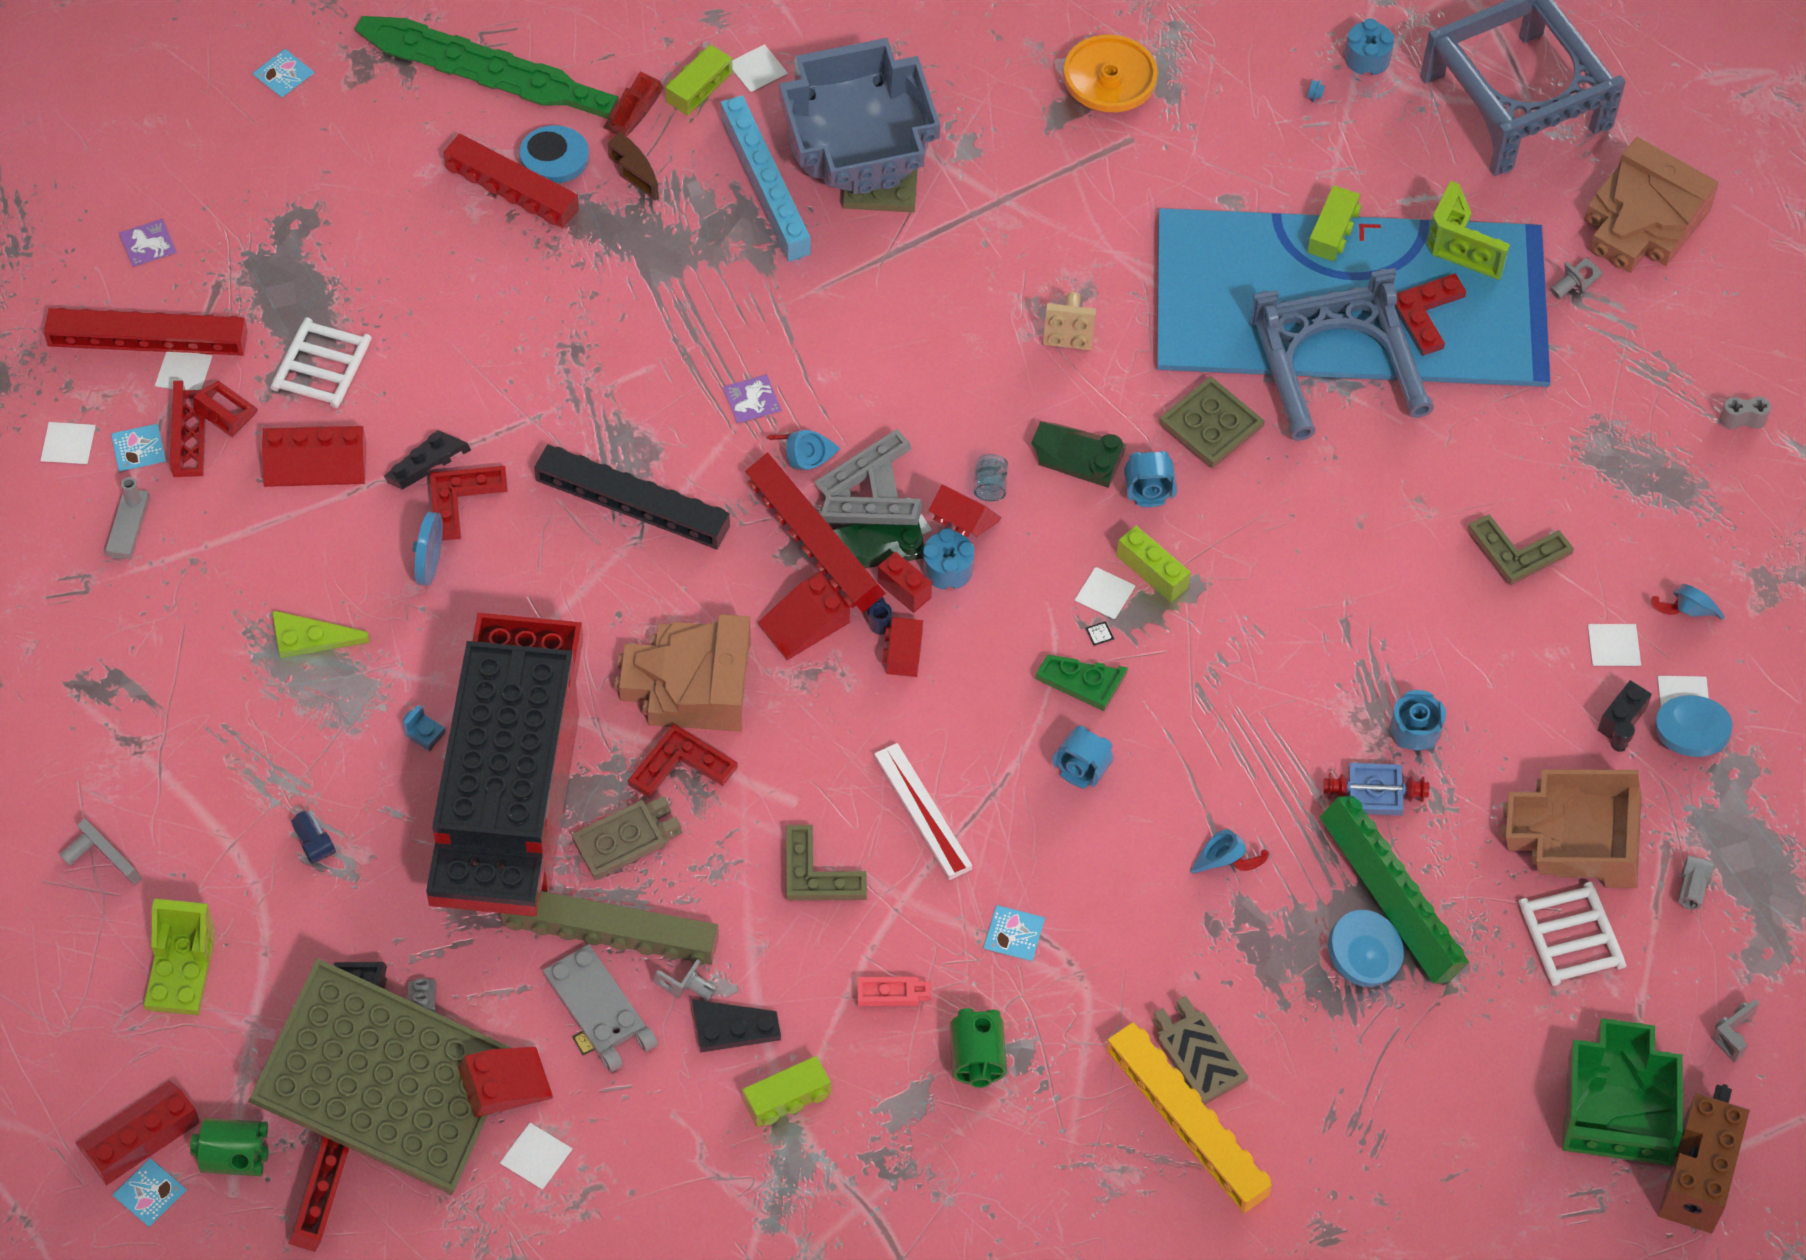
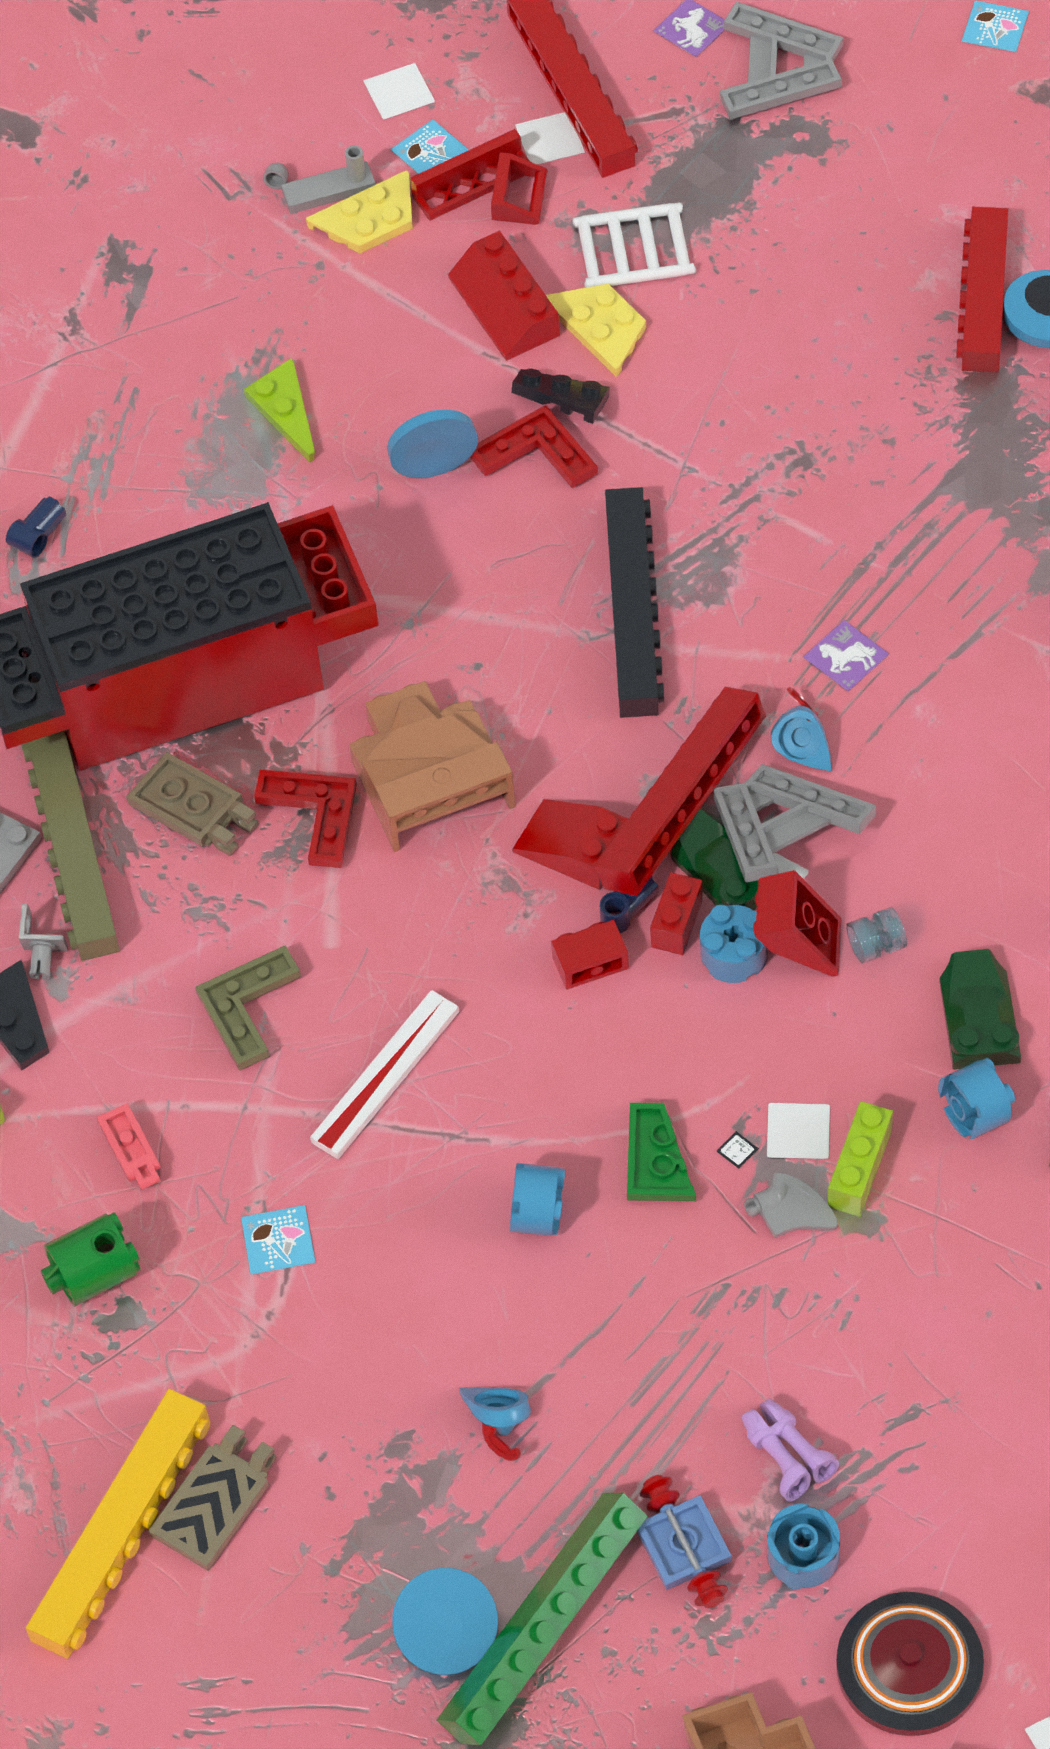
camera: 70 degrees right, 0 degrees up
(93, 550) = (275, 175): none -> light grey hinge
(173, 508) = (369, 215): none -> light yellow wing
(198, 201) = (764, 86): none -> light grey plate
(379, 410) = (601, 322): none -> light yellow wing
(1162, 621) = (791, 1206): none -> light grey arm
(1318, 702) = (795, 1478): none -> lavender piece
(1520, 704) = (910, 1663): none -> dish

